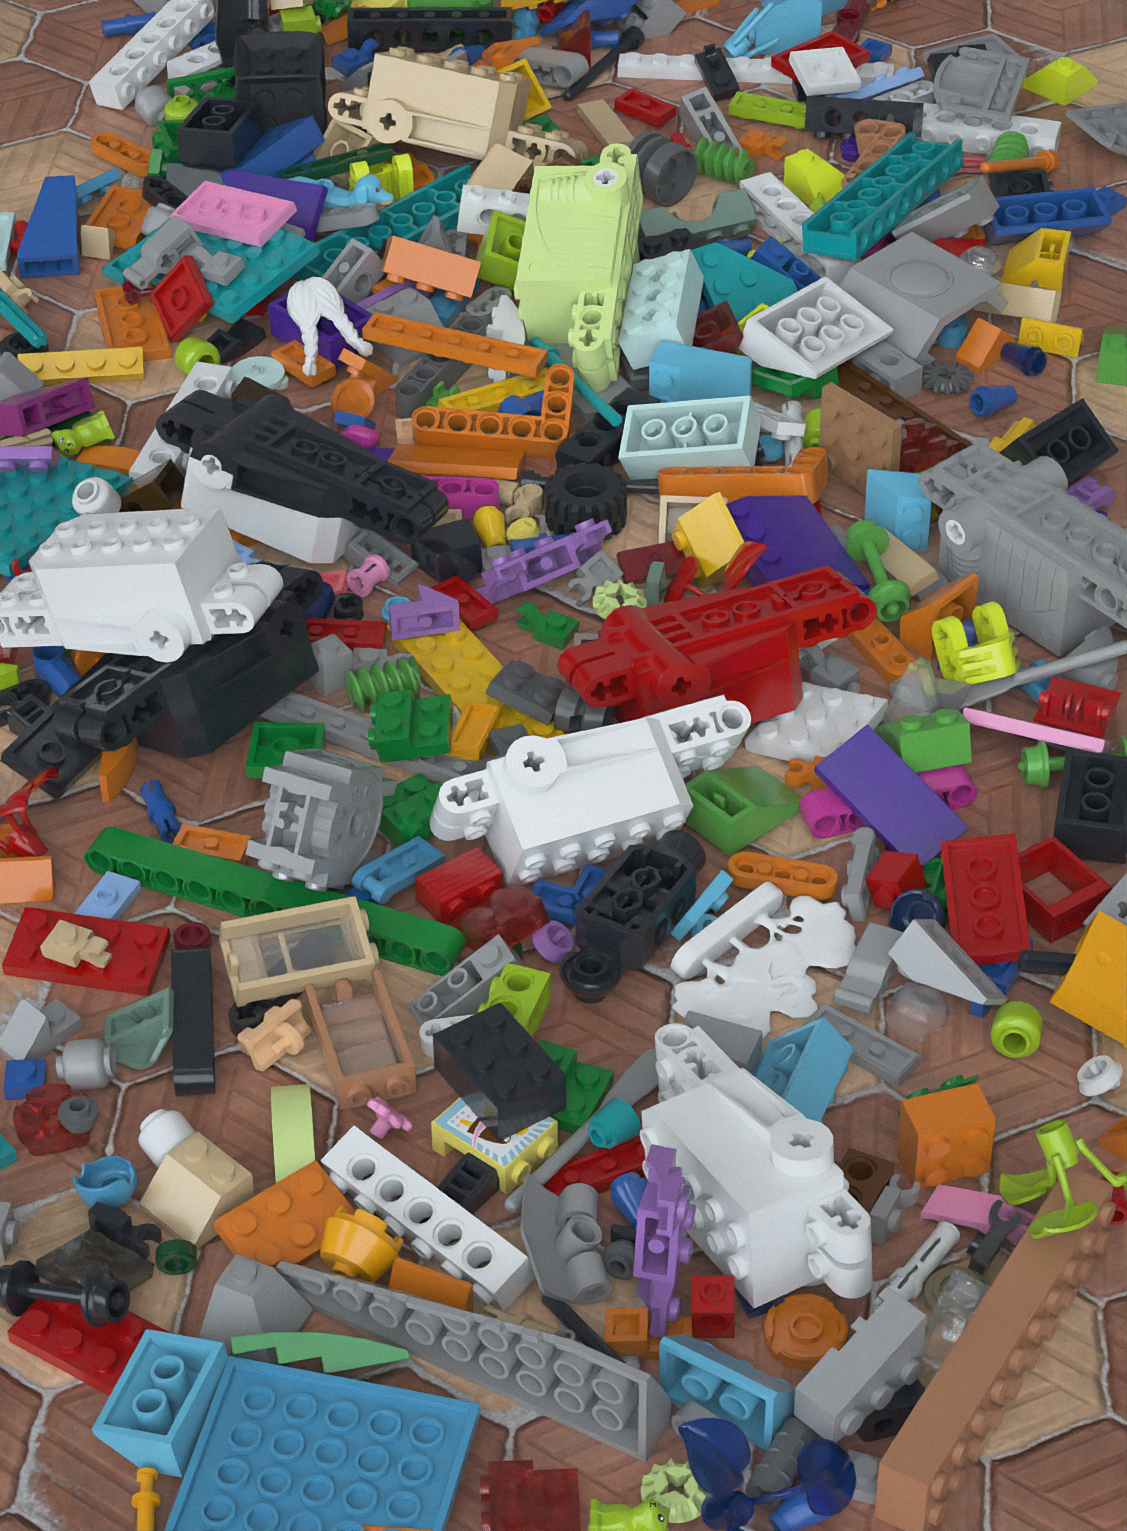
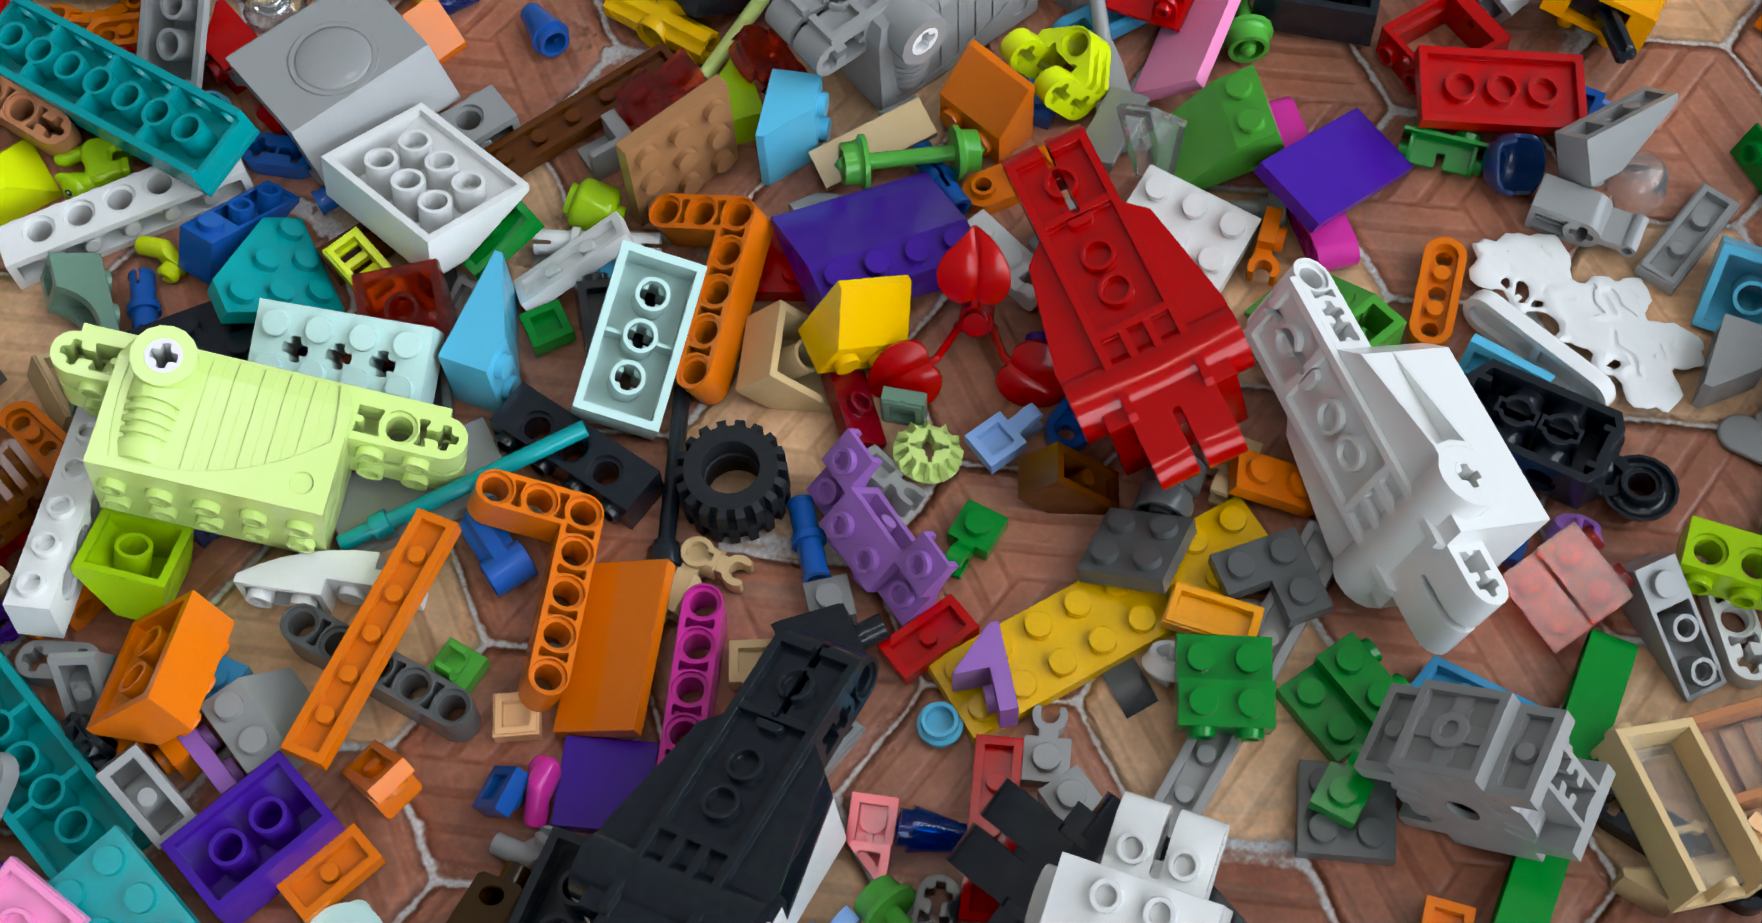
camera: 85 degrees left, 20 degrees up
(273, 739) = (1268, 854): green plate -> none
(306, 305) = (264, 832): white hair -> none
(348, 607) = (922, 779): black bush -> none
(353, 397) = (443, 796): orange piece -> none
(368, 575) = (864, 763): bright pink bush -> none
(379, 681) = (1109, 733): bright green piece -> none
(458, 885) = (1504, 647): red brick -> none
(483, 304) = (230, 605): light grey beam -> none
(490, 526) = (768, 604): yellow cone -> none
(491, 396) = (477, 609): yellow plate -> none
(523, 529) = (776, 565): light yellow tile -> none
(856, 892) = (1432, 214): light grey hinge -> none
(894, 875) = (1450, 181): red brick -> none
(959, 377) = (495, 66): dark grey gear -> none
(1016, 1029) = (1668, 78): lime head -> none
(1099, 1075) = (1712, 32): white hat -> none

